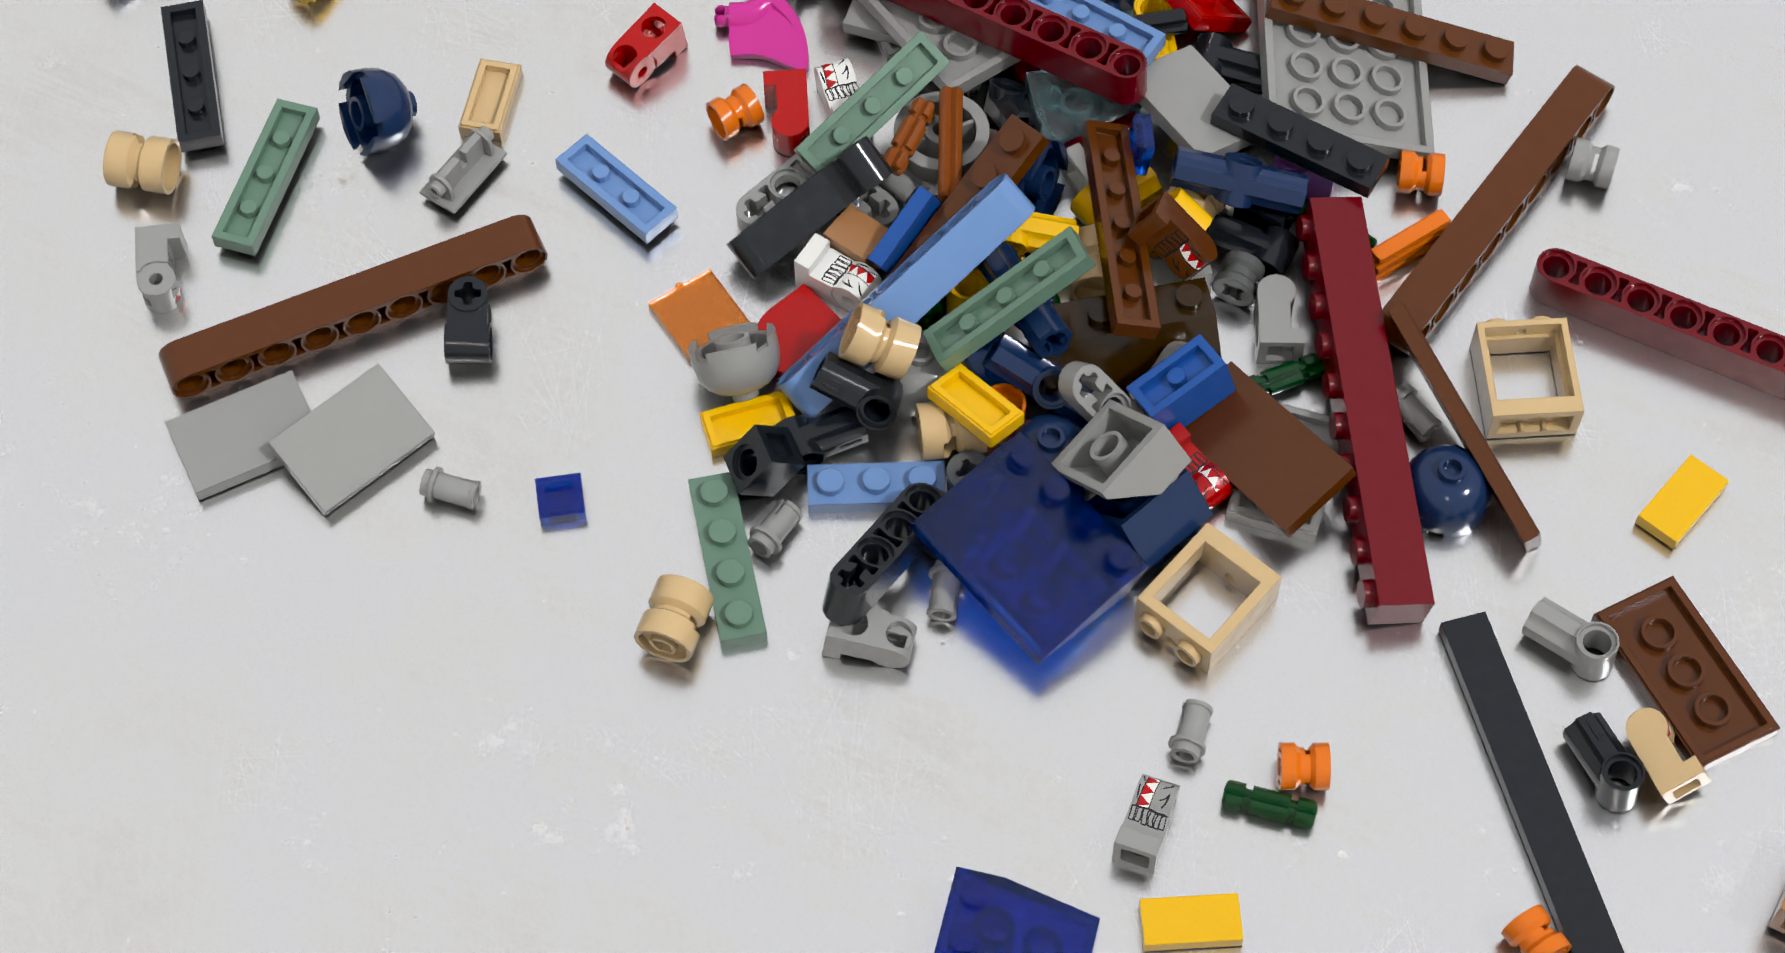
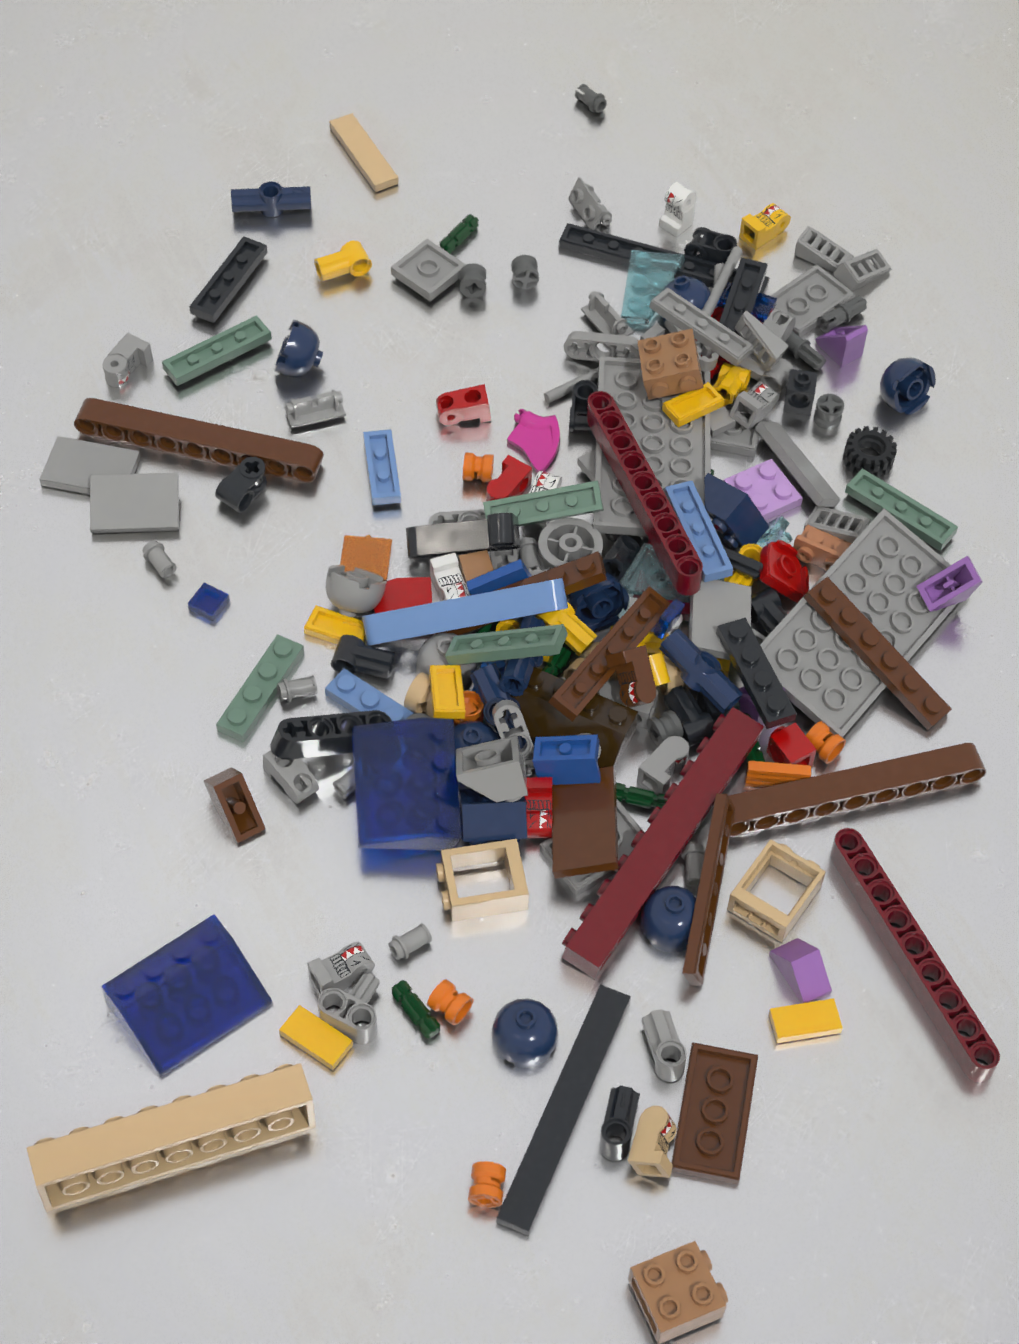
camera: 35 degrees right, 5 degrees down
(133, 161) = (163, 305): tan wheel -> none
(491, 97) = (364, 383): tan tile -> none
(676, 610) = (202, 695): tan wheel -> none
(764, 460) = (319, 648): black brick -> none
(837, 719) = (234, 804): none -> reddish brown slope
(858, 389) = (399, 652): black piece -> none
(883, 342) = (422, 623): tan wheel -> none
(909, 135) = (546, 533): dark orange axle -> none
(949, 140) = (568, 547): dark orange axle -> none
(1203, 857) = (352, 1009): none -> light grey beam
(1394, 204) = (790, 746): none -> red brick
(1412, 739) = (524, 1033): none -> dark blue cylinder
(1582, 161) = (931, 803): light grey wheel -> none
(1628, 445) = (802, 969): none -> medium lavender slope

